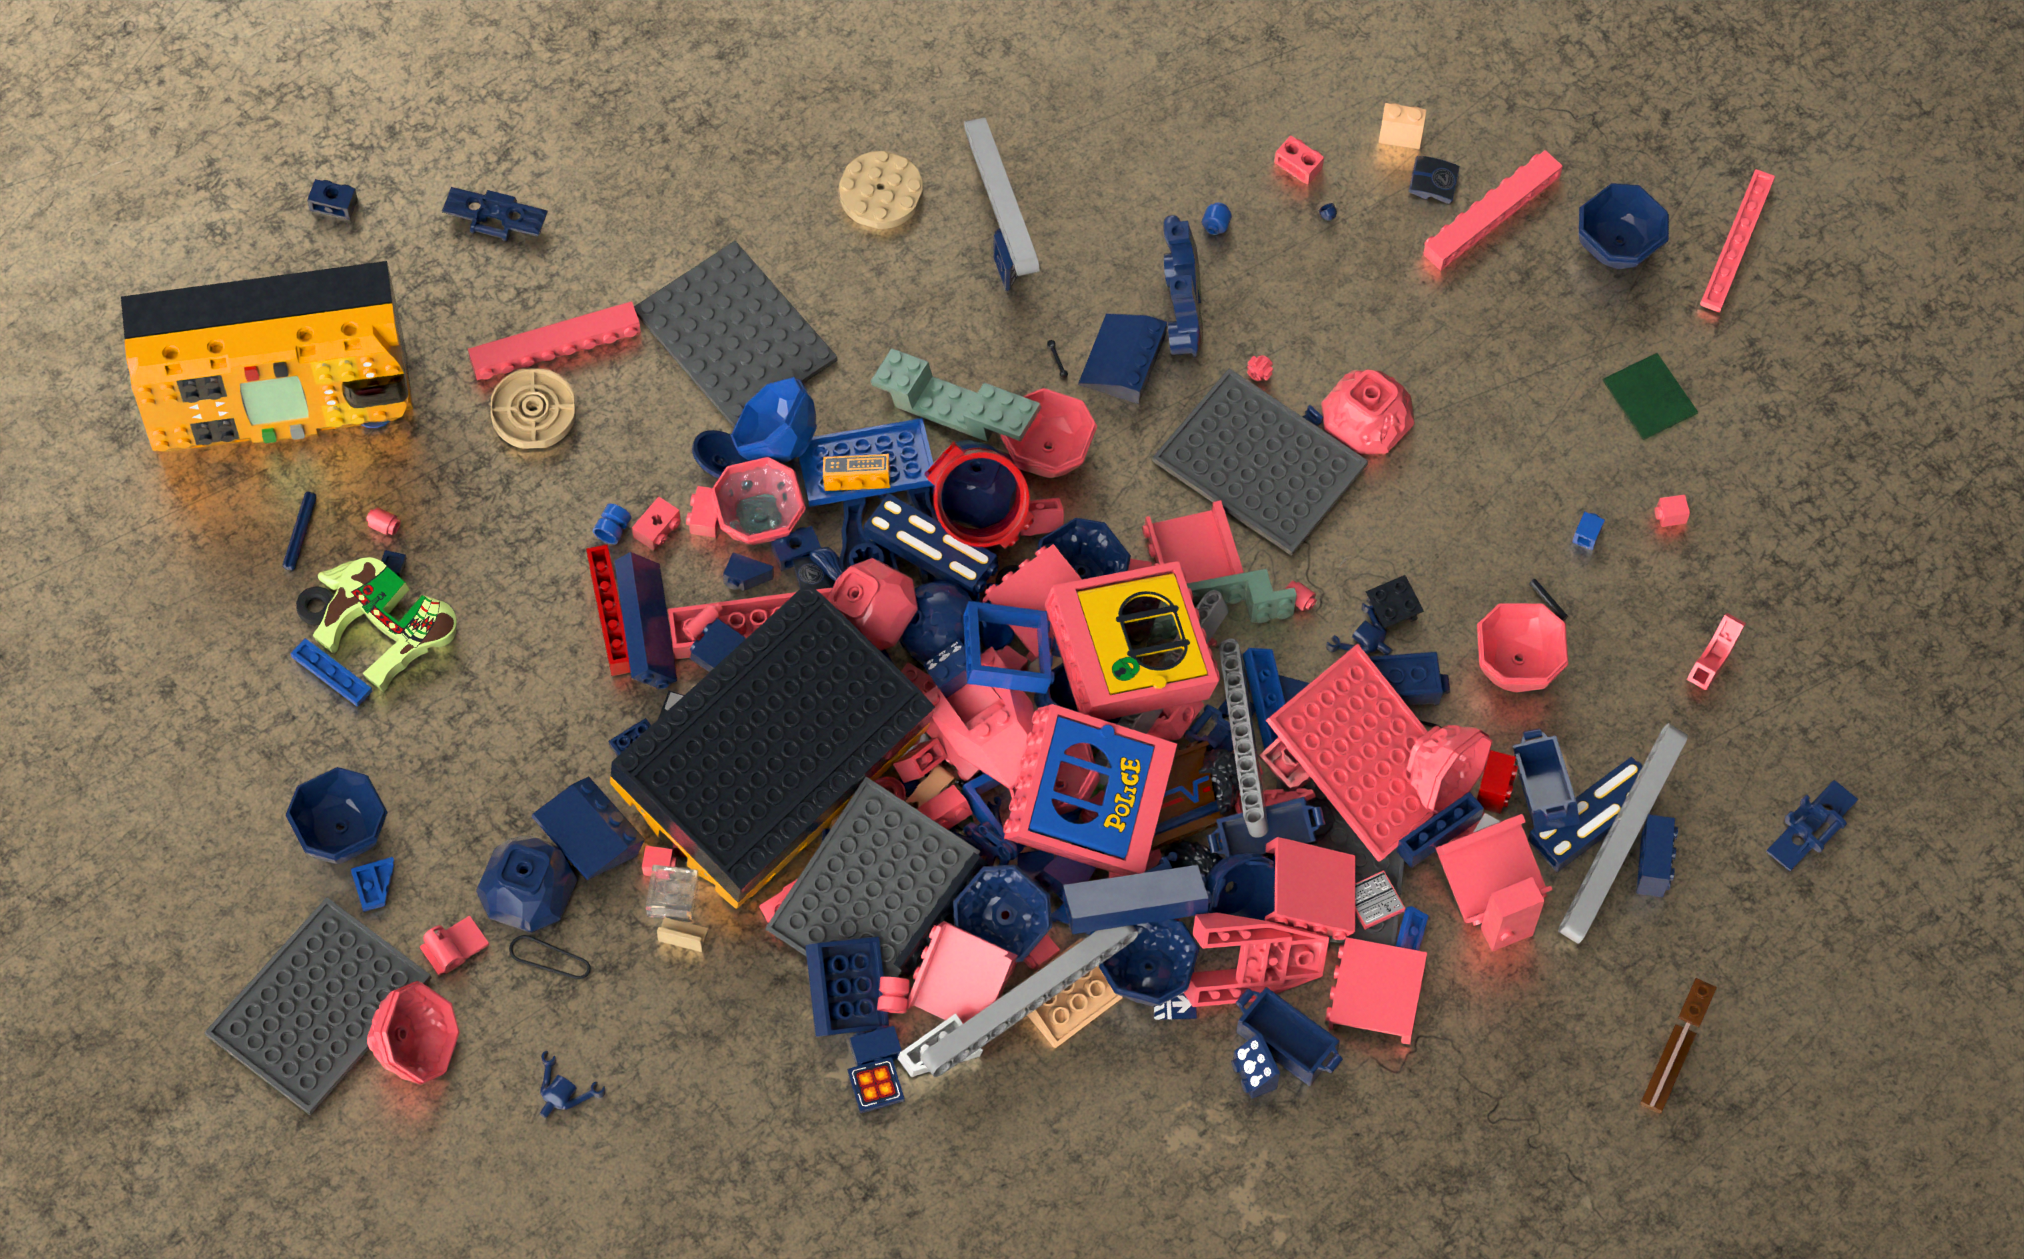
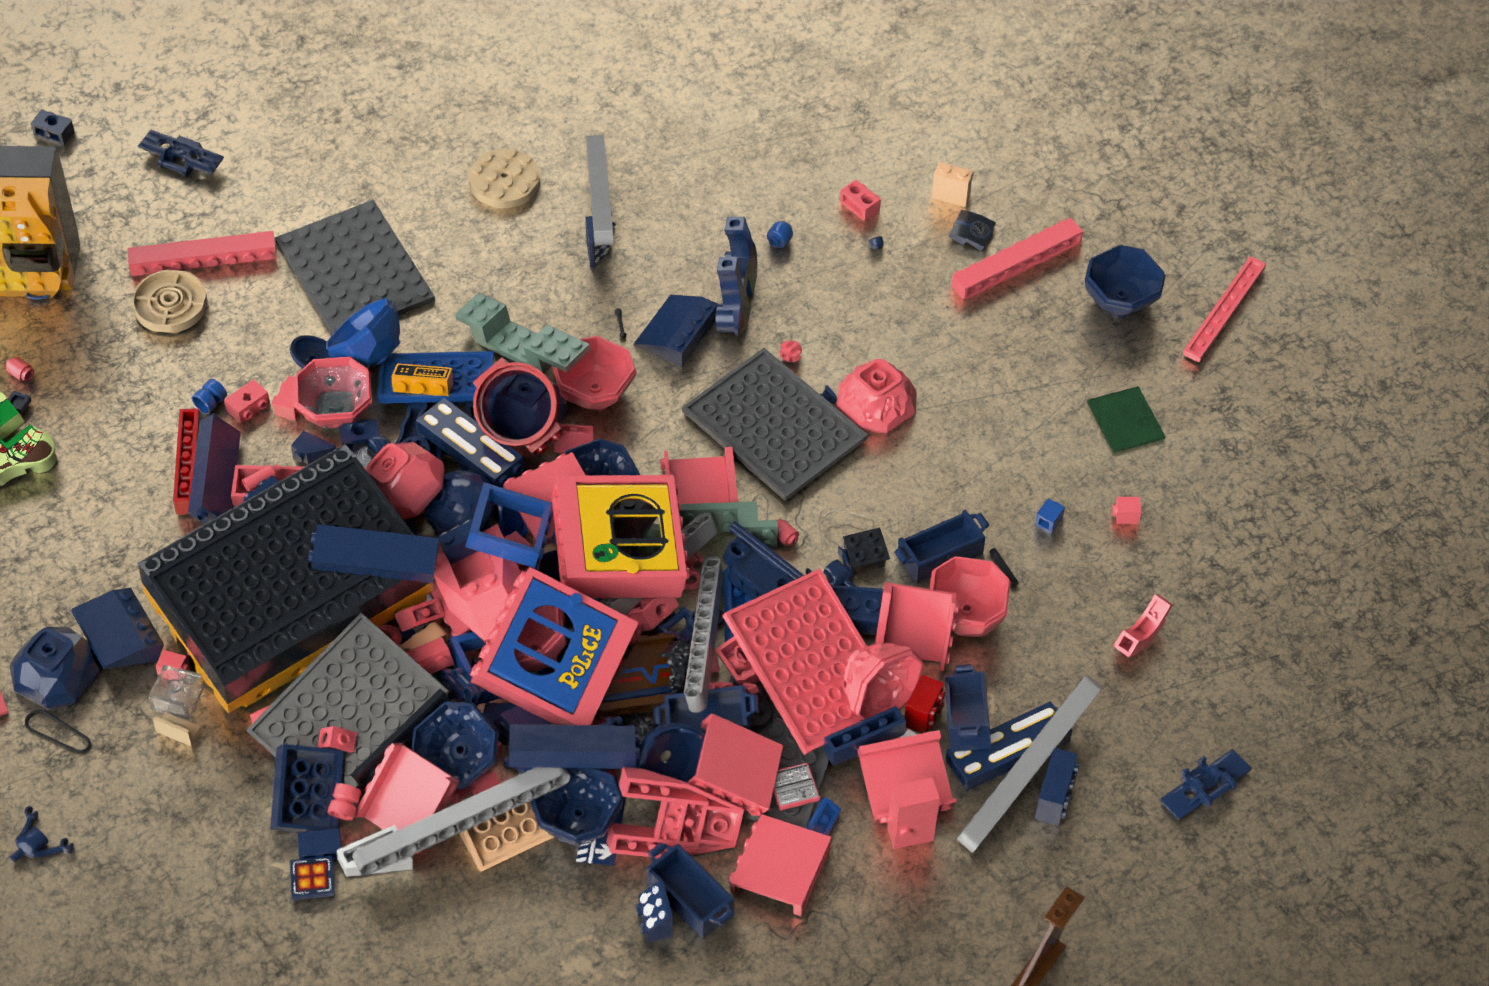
camera: 10 degrees right, 10 degrees down
(870, 925) = (338, 739): none -> coral bracket
(871, 709) = (374, 553): none -> dark blue brick
(1284, 648) = (754, 565): none -> dark blue brick
(1472, 690) = (918, 620): none -> coral panel
(1478, 586) = (940, 543): none -> dark blue container

